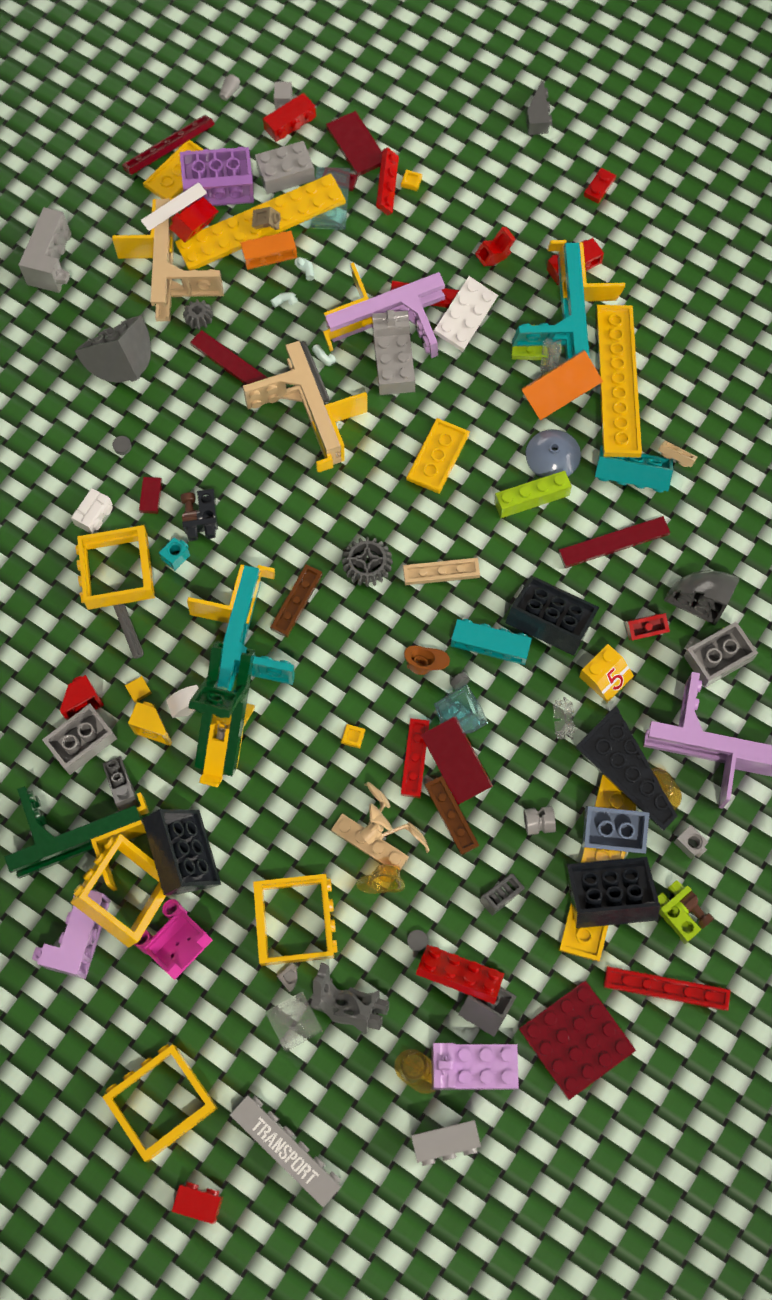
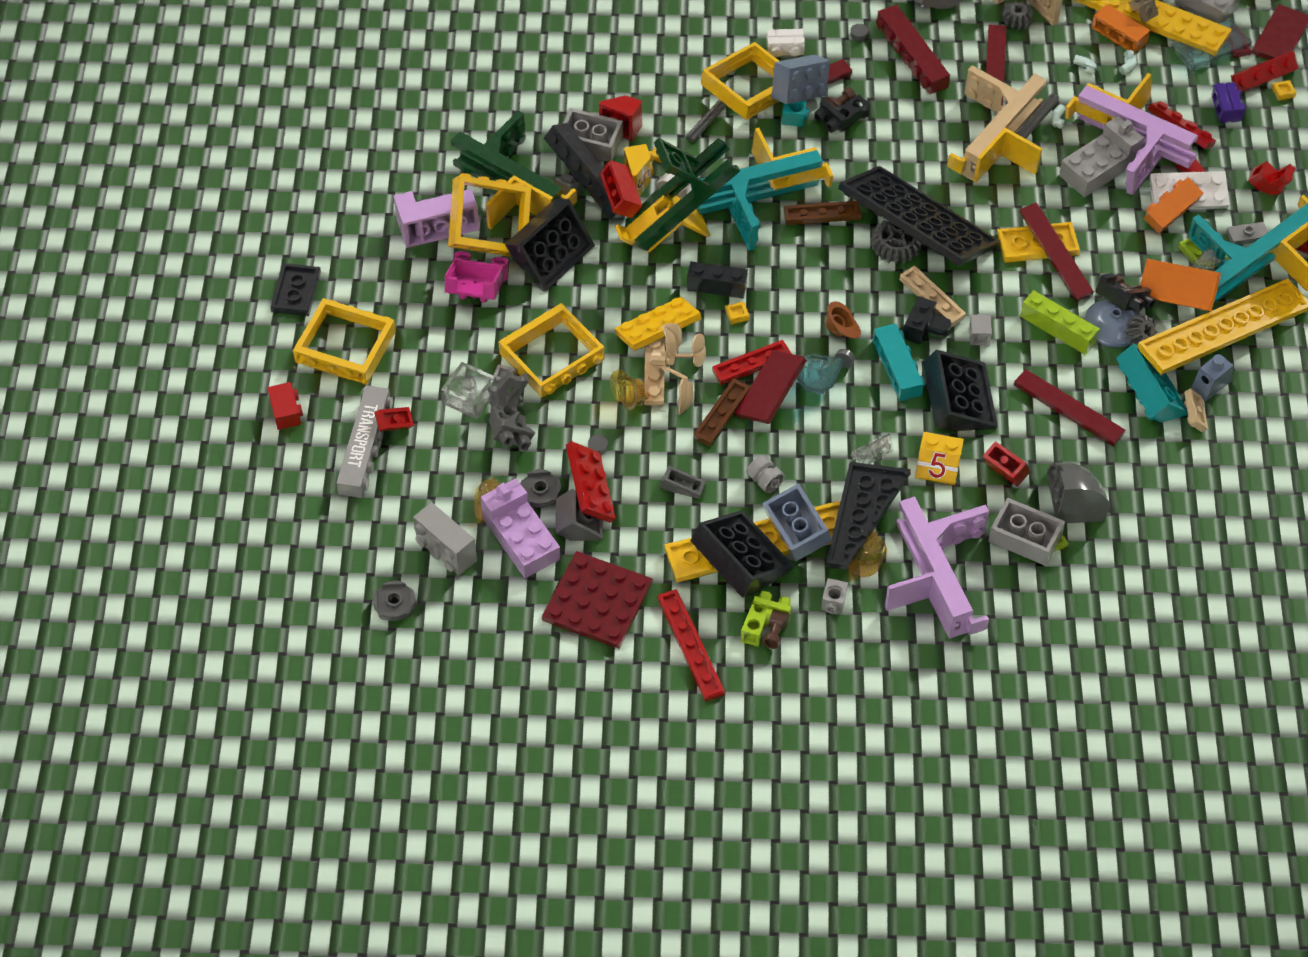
camera: 55 degrees right, 15 degrees down
(65, 1113) = (295, 289): none -> black tile
(125, 768) = (581, 164): none -> black brick
(153, 527) = (800, 79): none -> sand blue brick
(171, 754) = (621, 189): none -> red brick
(174, 416) = (913, 49): none -> dark red brick
(283, 1110) = (394, 419): none -> red plate
(312, 731) = (717, 279): none -> black brick
(325, 811) = (648, 328): none -> yellow plate
(359, 529) = (919, 215): none -> black plate
(396, 274) = (1162, 111): none -> red plate
(399, 226) = (1228, 102): none -> dark purple brick
(446, 1016) = (548, 482): none -> dark grey plate
(461, 449) = (1056, 252): none -> dark red tile
(464, 595) = (924, 321): none -> black brick
(477, 335) = (1172, 204): none -> orange brick
(479, 1237) = (397, 611): none -> dark grey plate
(499, 557) = (980, 330): none -> light grey brick
(532, 302) = (1246, 233): none -> light grey plate
(541, 428) = (1129, 297): none -> black hips
(582, 442) = (1140, 328): none -> dark grey gear
(657, 416) = (1219, 374): none -> sand blue torso

